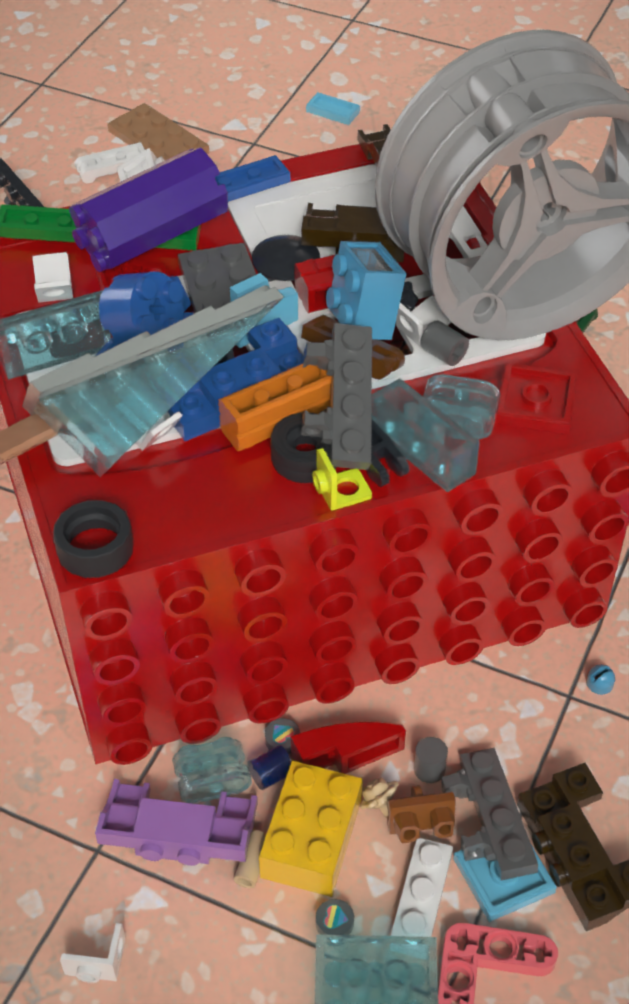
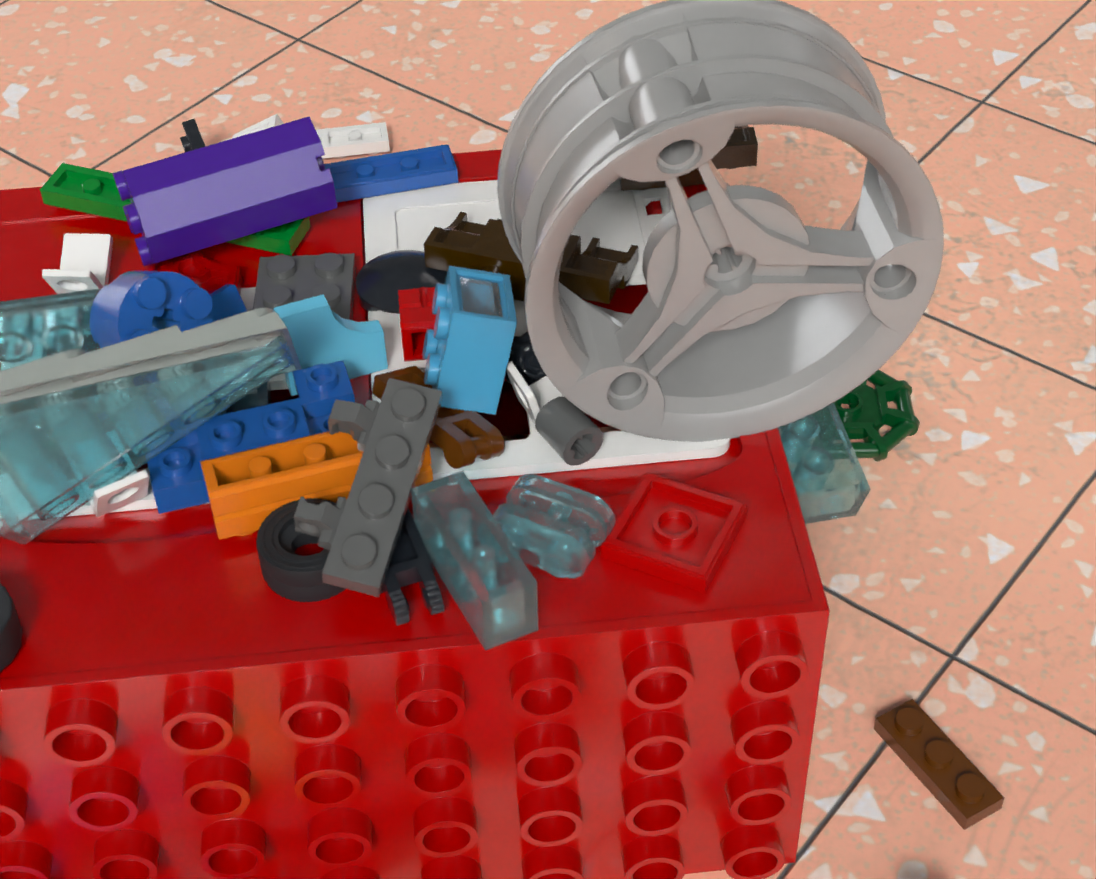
camera: 15 degrees right, 5 degrees down
(154, 132) = (413, 116): medium nougat plate -> none
(327, 479) = (322, 611): neon yellow bracket -> none

